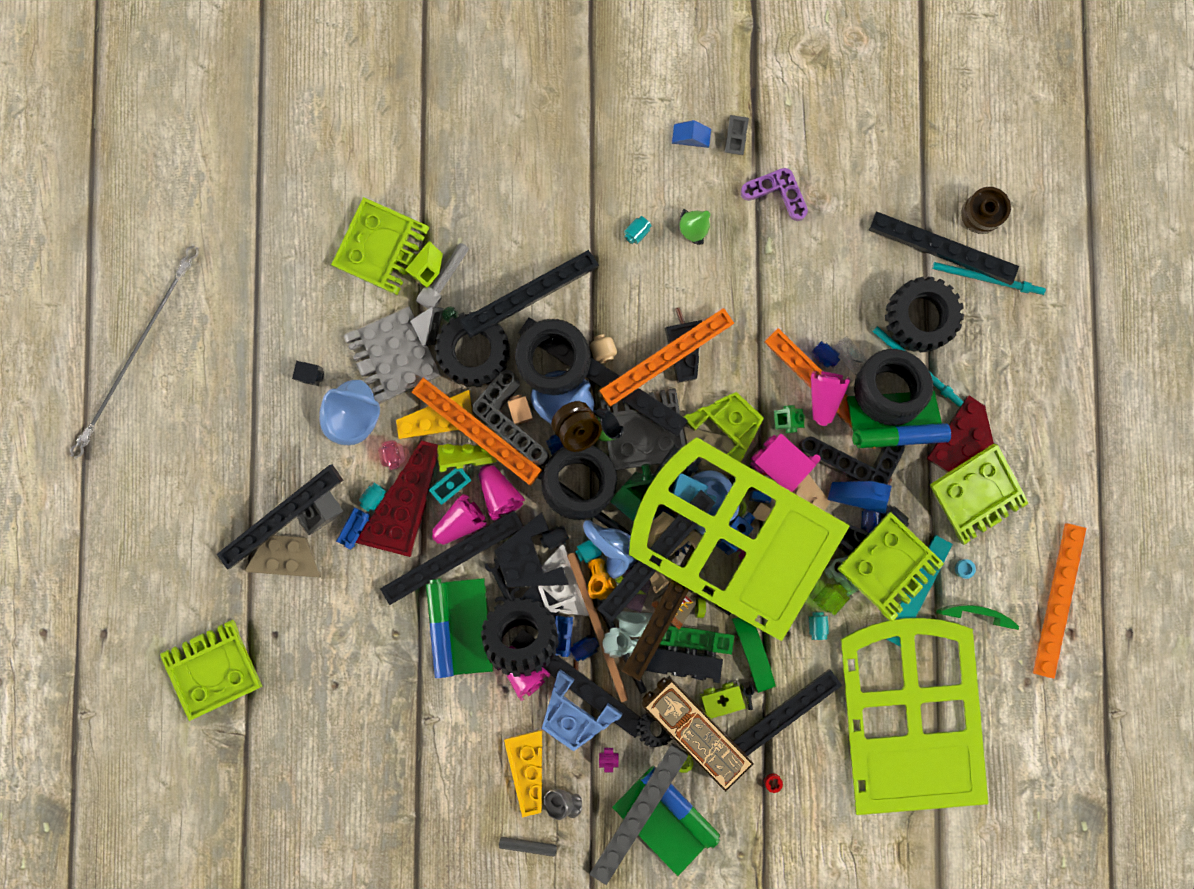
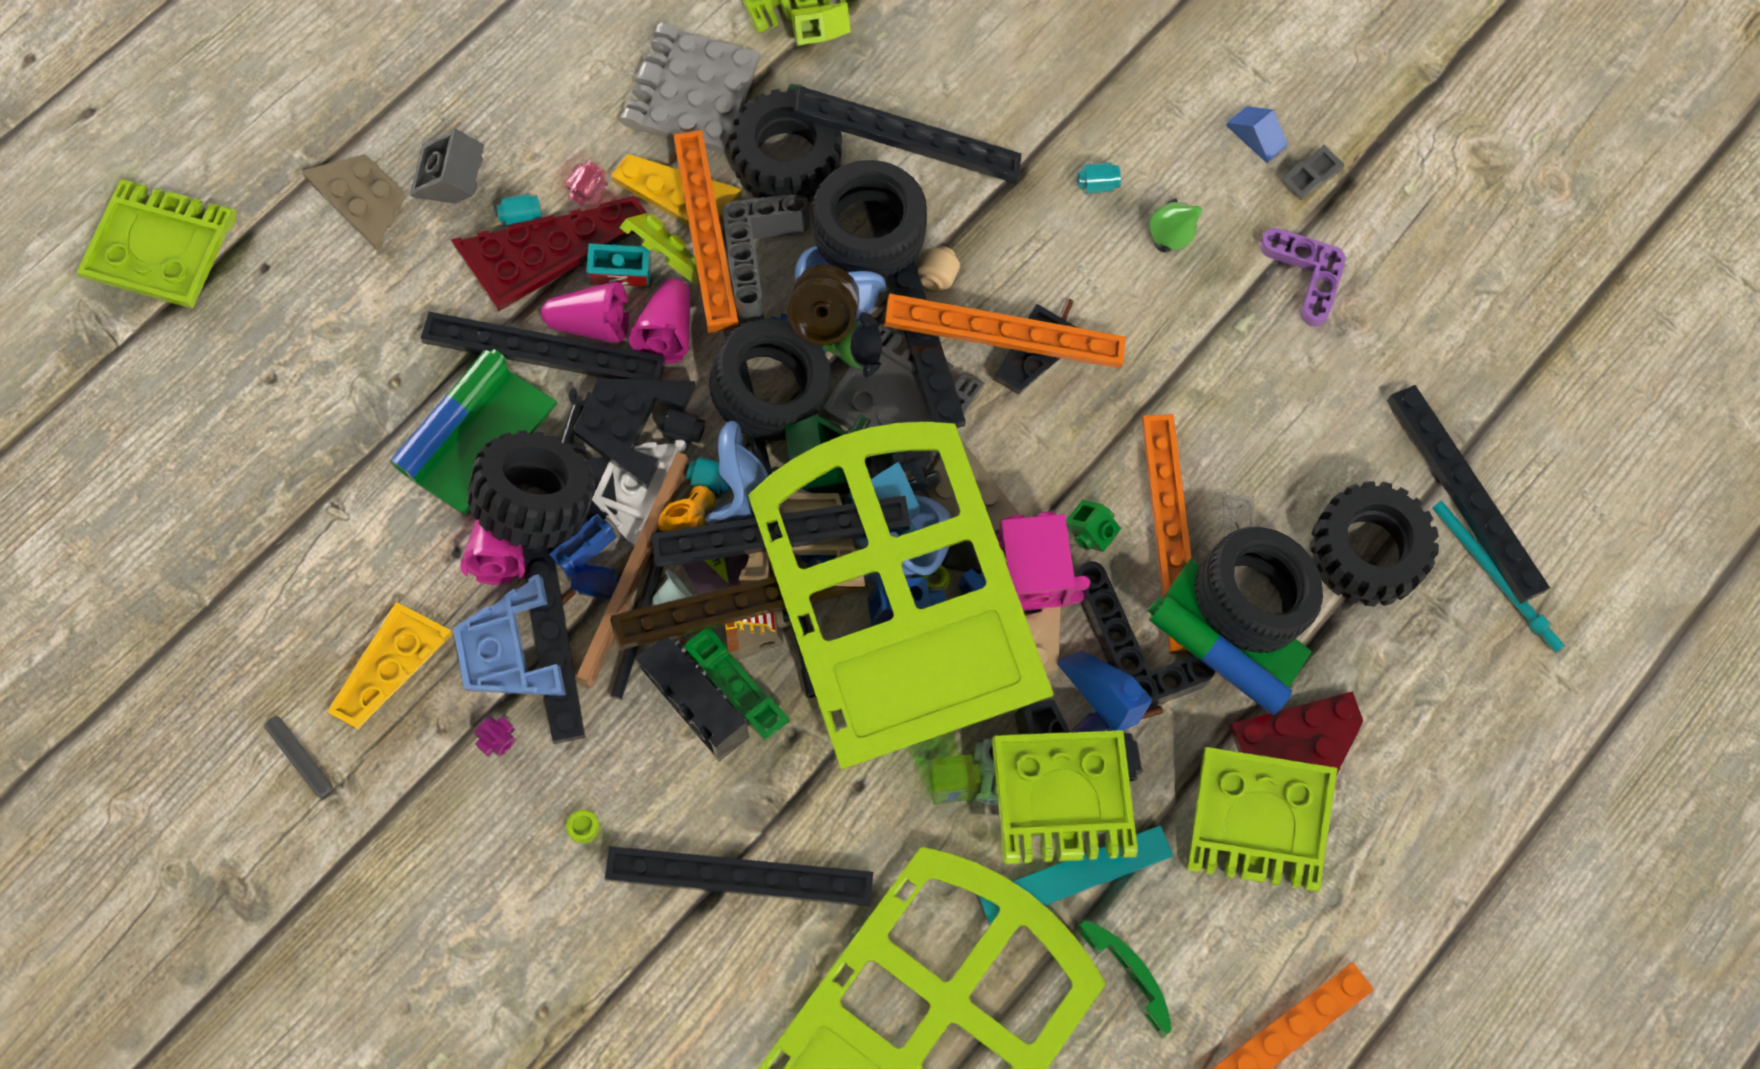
camera: 40 degrees right, 15 degrees down
(280, 516) = (398, 136): black plate -> none
(308, 373) = (579, 29): black brick -> none
(349, 413) = (582, 101): medium blue piece -> none
(353, 528) = (465, 224): blue hinge -> none
(428, 325) = (762, 78): slope -> none
(430, 296) = (792, 60): light grey axle -> none
(520, 409) = (778, 256): light nougat brick -> none
(562, 804) = (389, 740): flat silver hair -> none
(618, 643) = (637, 595): light aqua connector -> none
(639, 813) = (467, 831): dark grey plate -> none
(646, 734) = (606, 748): black tyre -> none
(674, 828) = (492, 878): green door -> none
(696, 732) = (631, 790): brick -> none
(700, 608) = (778, 655): lime tile -> none
(732, 703) = (713, 804): lime brick -> none
(734, 418) = (1024, 468): lime wing -> none
(748, 692) = (741, 812): black hand -> none
(754, 654) = (793, 772): green slope -> none
(773, 776) = (660, 951): red bush -> none
(818, 626) = (907, 805): teal brick -> none
(826, 354) = (1207, 493): clear blue brick -> none
(827, 395) = (1163, 531): dark pink cone -> none
(946, 391) = (1326, 662): teal bar -> none
(965, 568) = (1163, 903): medium azure tile -> none
(986, 210) = (1560, 489): dark brown wheel -> none

